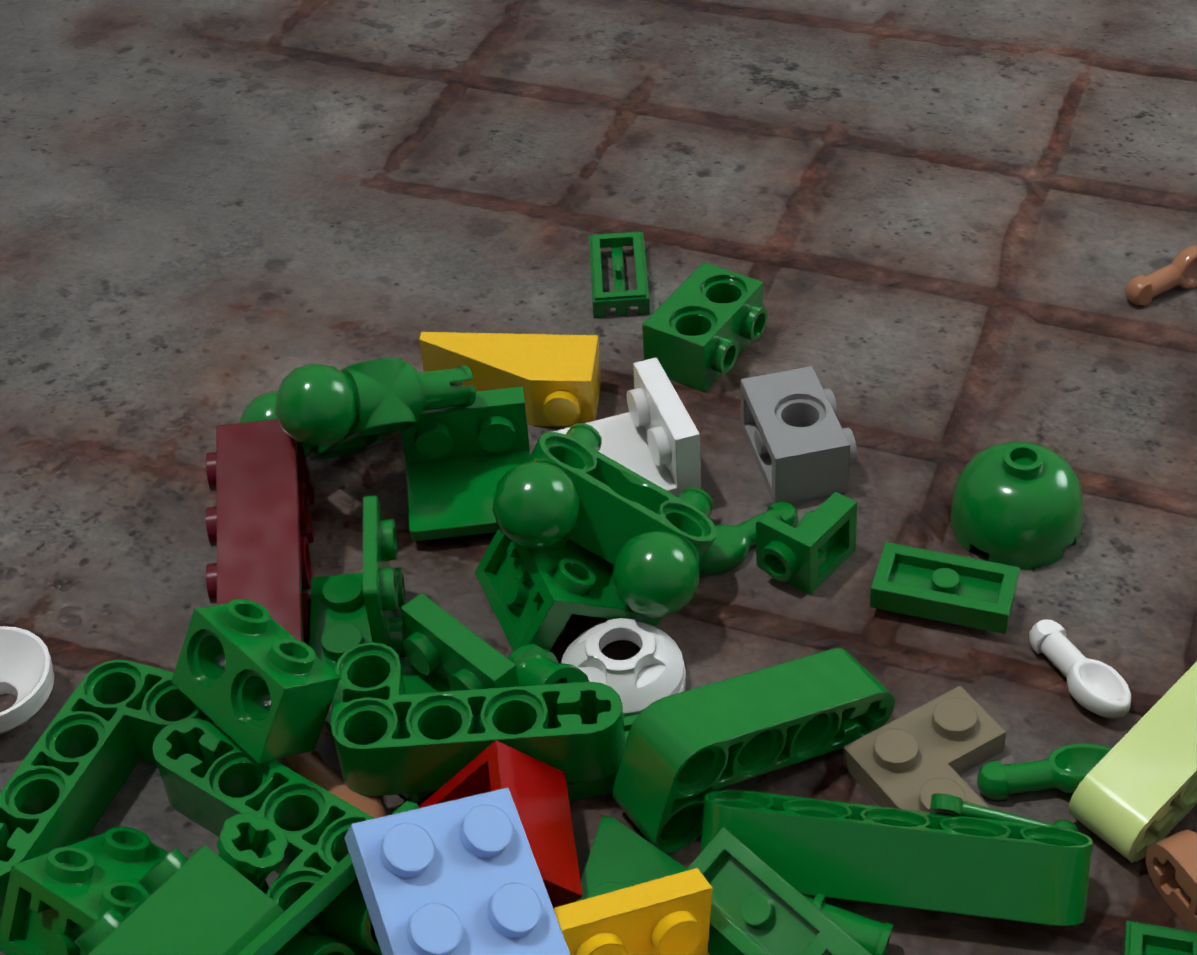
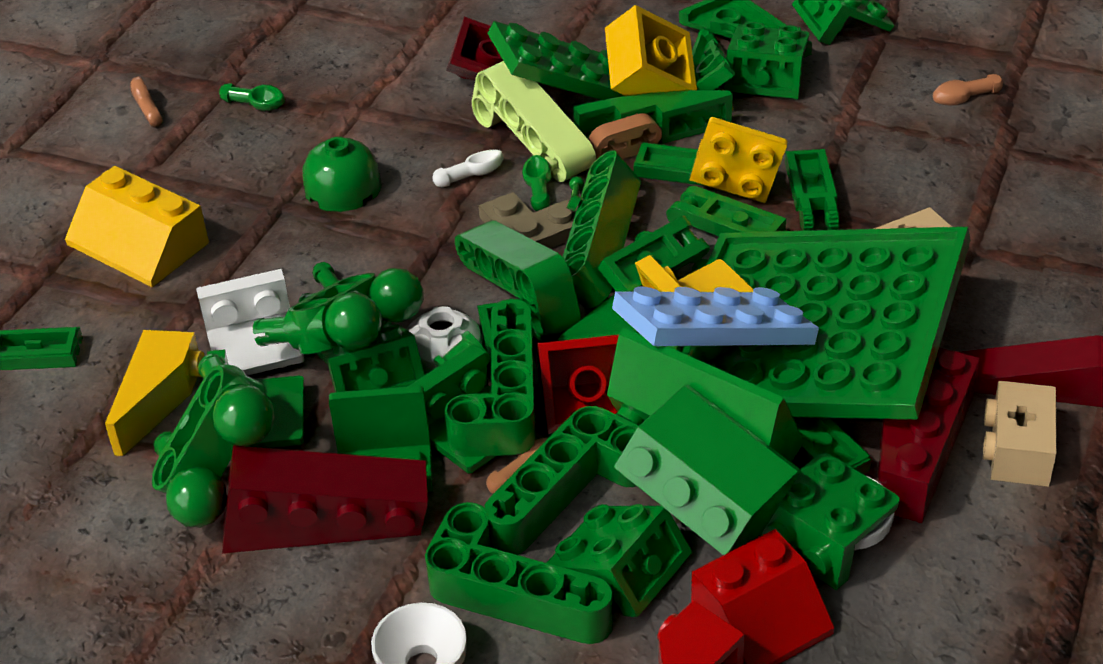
camera: 90 degrees left, 0 degrees up
(252, 847) = (600, 474): green bush -> none
(255, 680) = (476, 467): green brick -> none
(705, 325) = (129, 294): green brick -> none
(796, 435) = (258, 250): light grey brick -> none
(812, 549) = (359, 249): green bracket -> none
(859, 312) = (136, 226): none -> yellow slope
(944, 587) = (402, 206): green plate -> none

